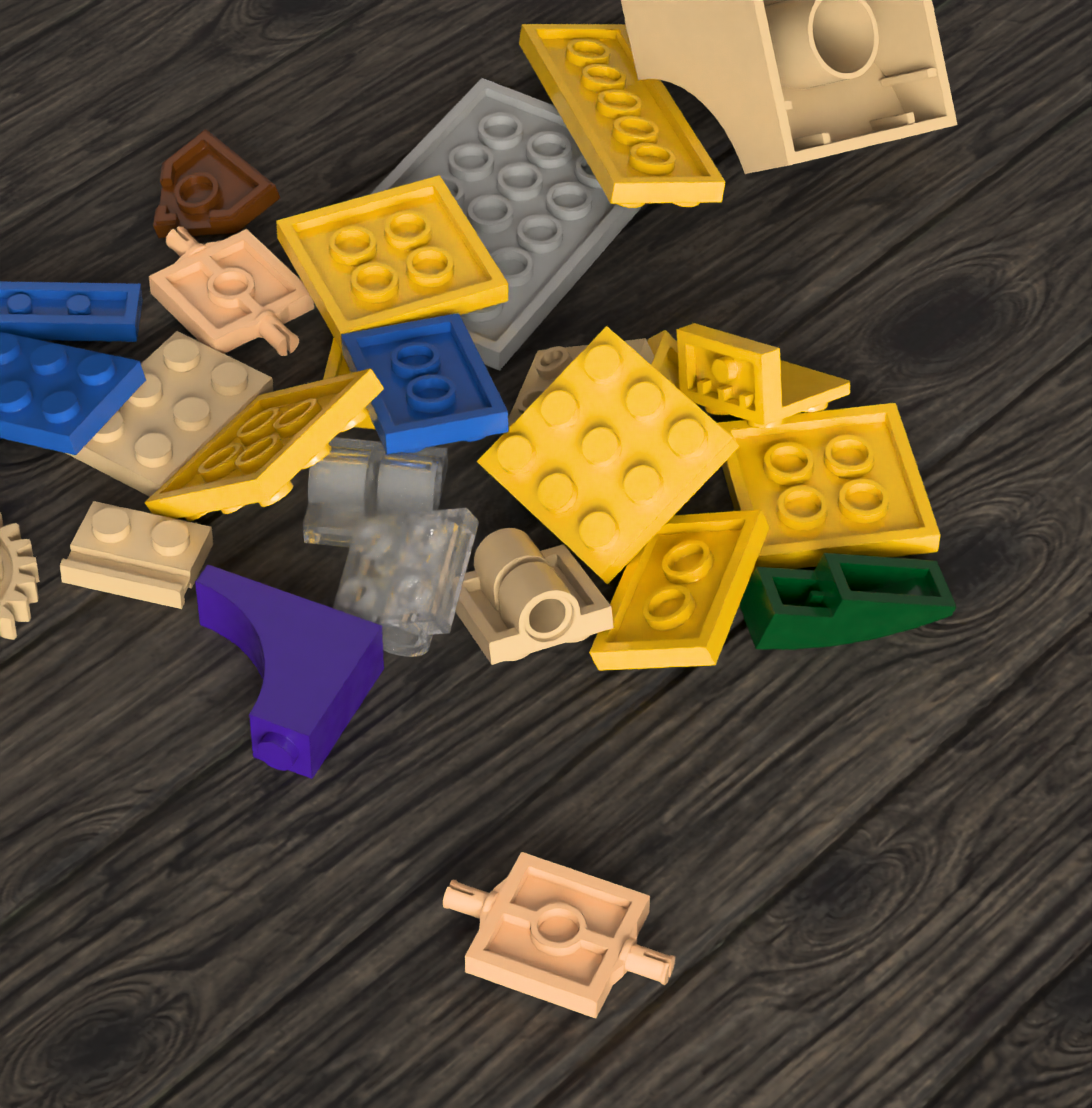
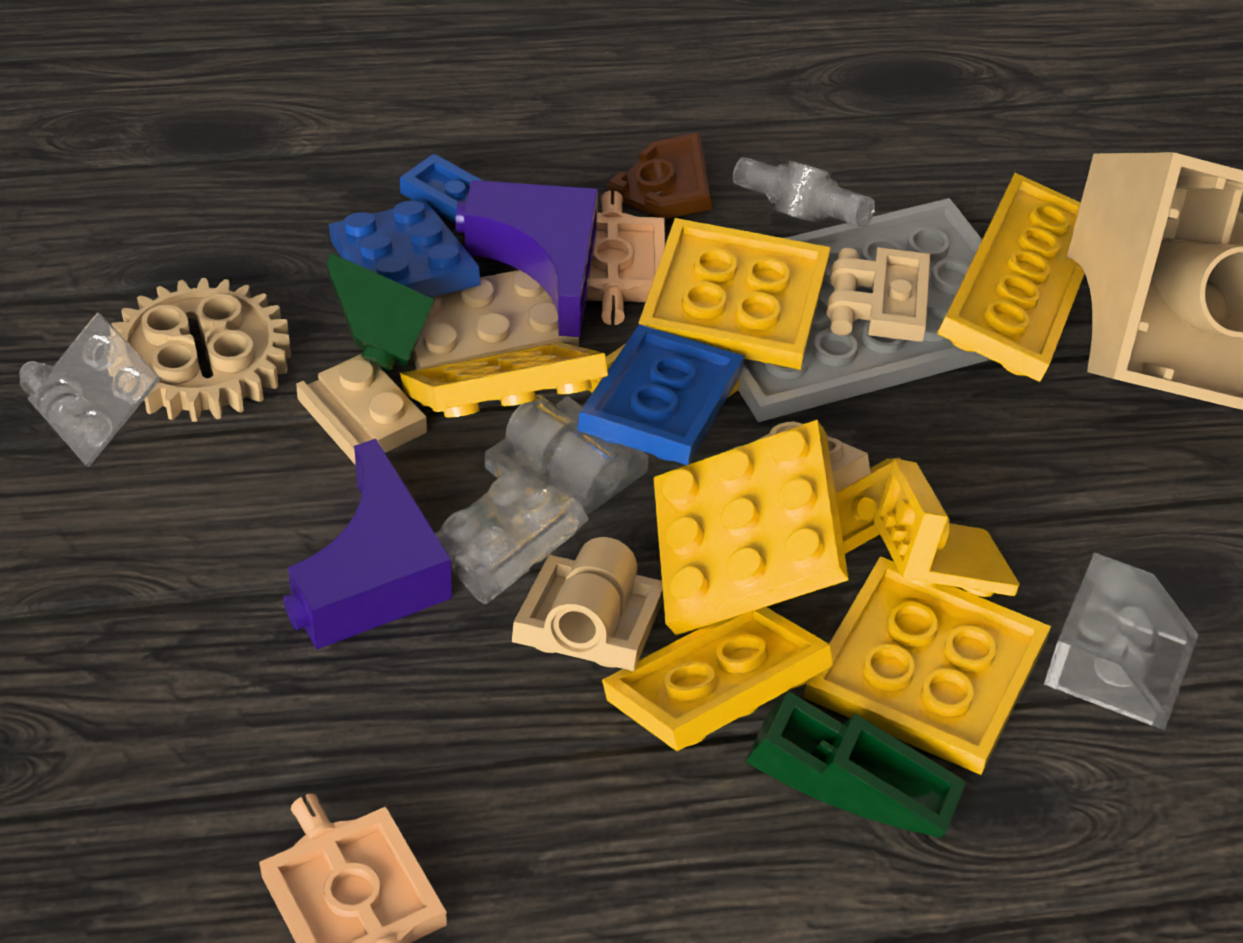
camera: 35 degrees right, 0 degrees up
(96, 451) = (380, 313): none -> dark green slope
(172, 299) = (539, 231): none -> dark purple arch
(349, 138) = (803, 191): none -> clear pin
(531, 191) = (897, 298): none -> tan plate
(951, 386) = (1123, 643): none -> clear slope

